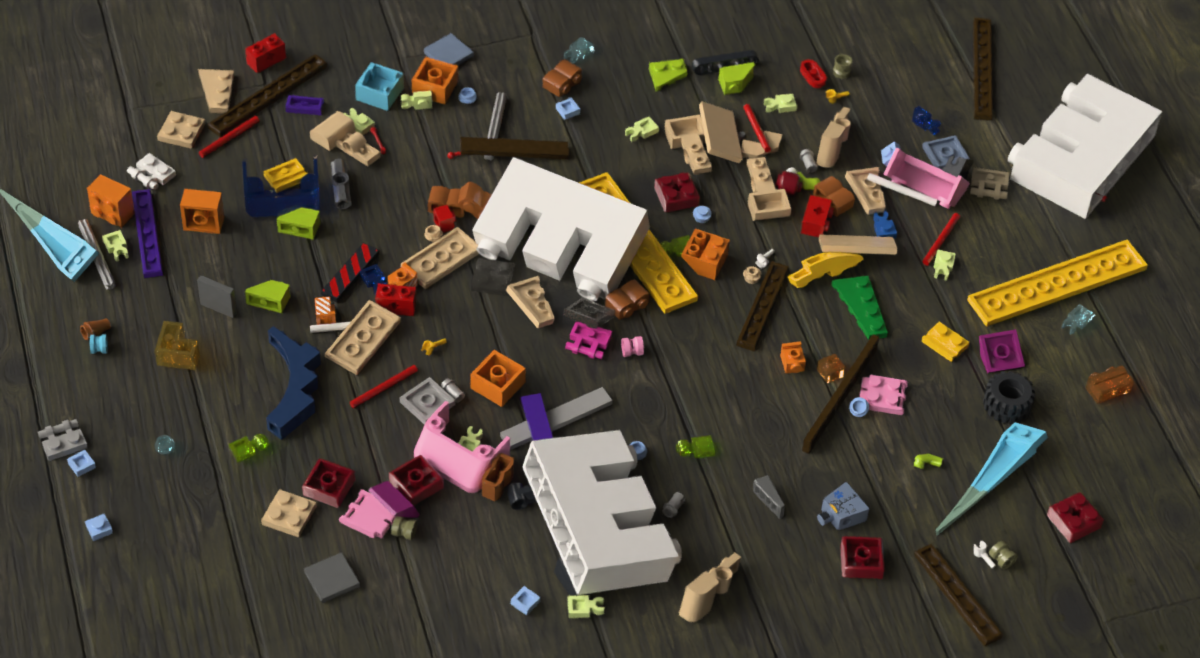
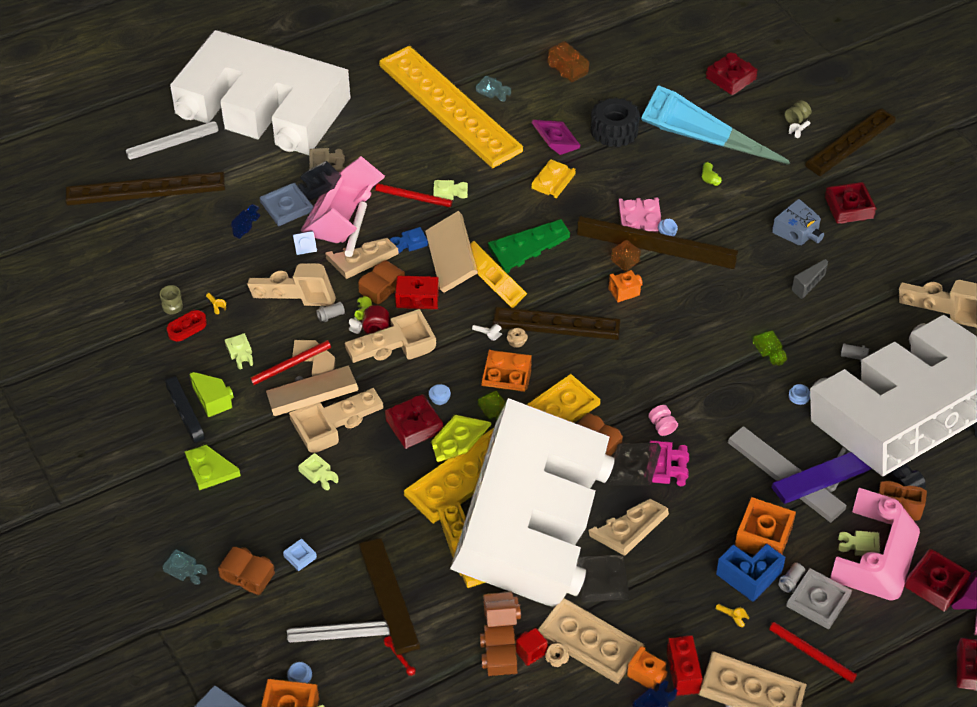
camera: 100 degrees left, 0 degrees up
(461, 357) = (750, 574): none -> blue brick
(658, 216) = (458, 437): none -> neon yellow tile
(1038, 86) = (171, 140): none -> axle

